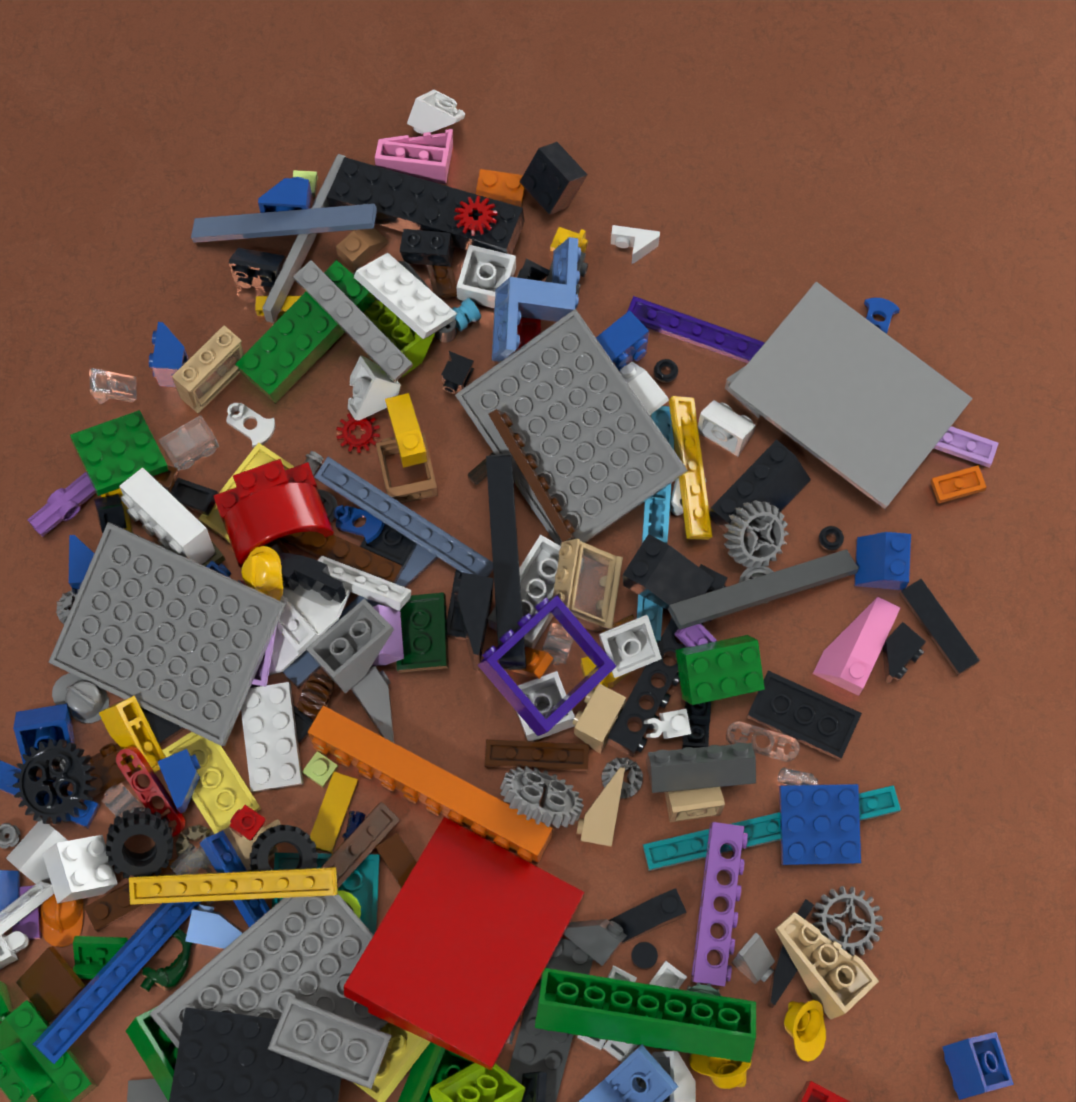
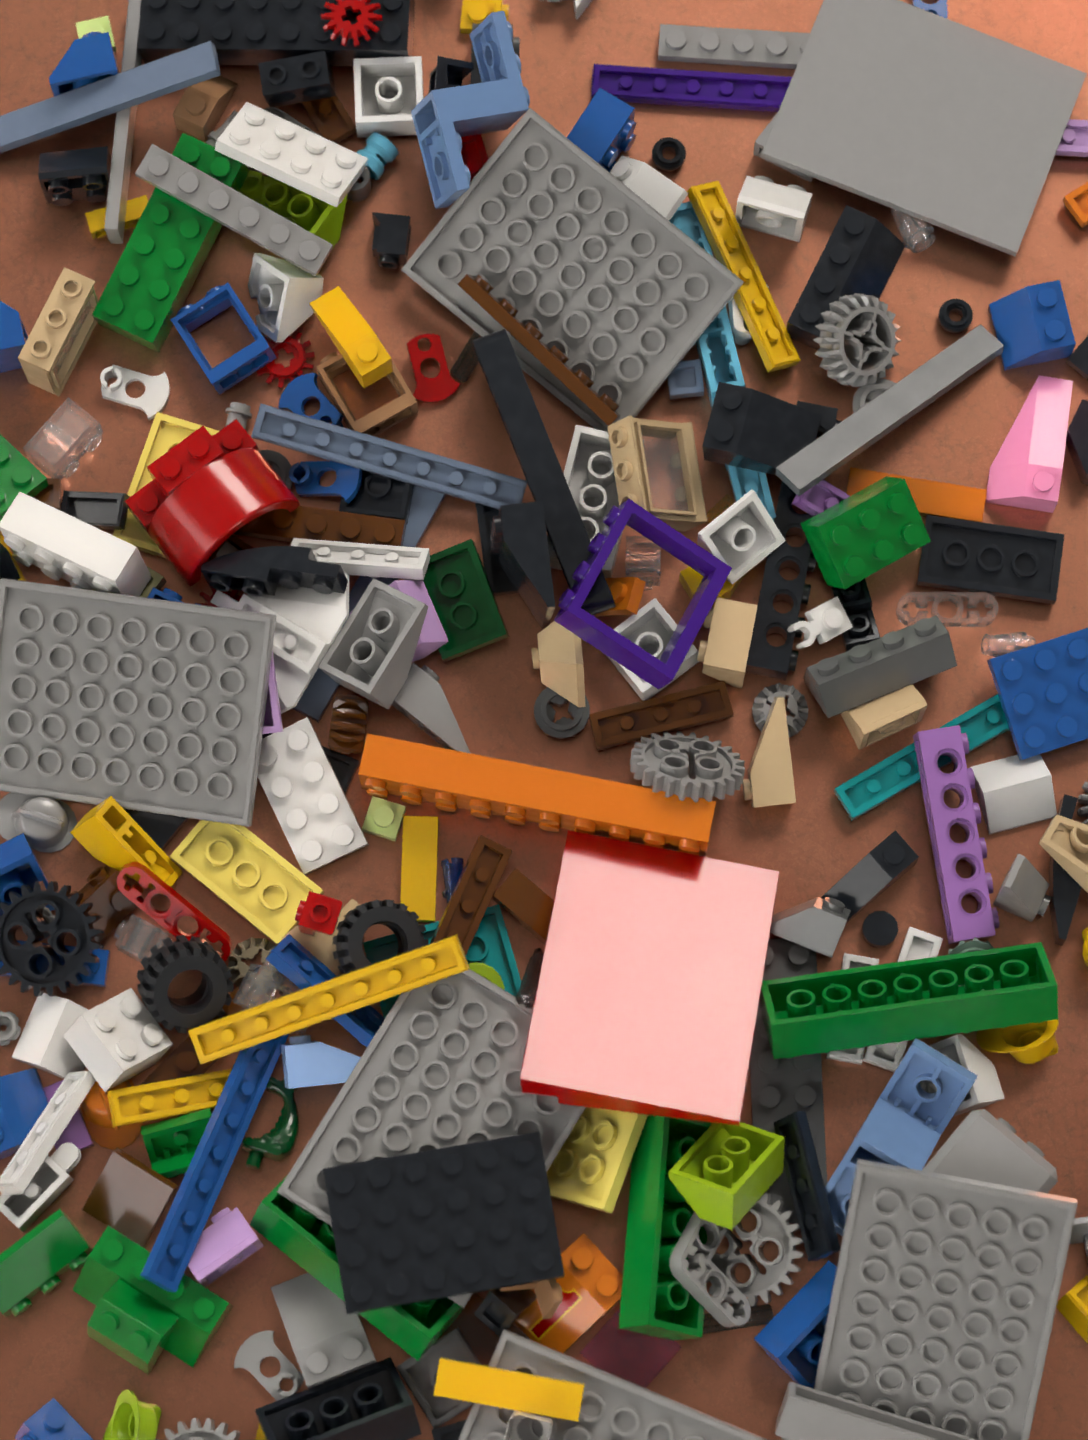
camera: 15 degrees left, 5 degrees up
(99, 920) = (166, 1098): none -> yellow tile
(102, 1040) = (223, 1246): none -> lavender slope
(181, 777) = (208, 881): blue slope -> none
(264, 572) = (230, 581): yellow piece -> none
(326, 426) = (240, 364): none -> blue window
(329, 1042) = (522, 1155): light grey tile -> none
(361, 457) = (306, 388): none -> blue piece
(373, 924) = (528, 988): none -> clear smoke axle
(456, 482) = (433, 388): none -> red piece
(470, 720) = (564, 727): none -> dark grey gear
(477, 697) = (560, 662): none -> tan slope
(628, 527) = (686, 380): none -> sand blue plate
(730, 310) = (730, 46): none -> light grey plate
(770, 886) = (1014, 792): none -> white slope
(774, 658) = (929, 496): none -> orange tile
(819, 472) = (914, 232): none -> clear cone

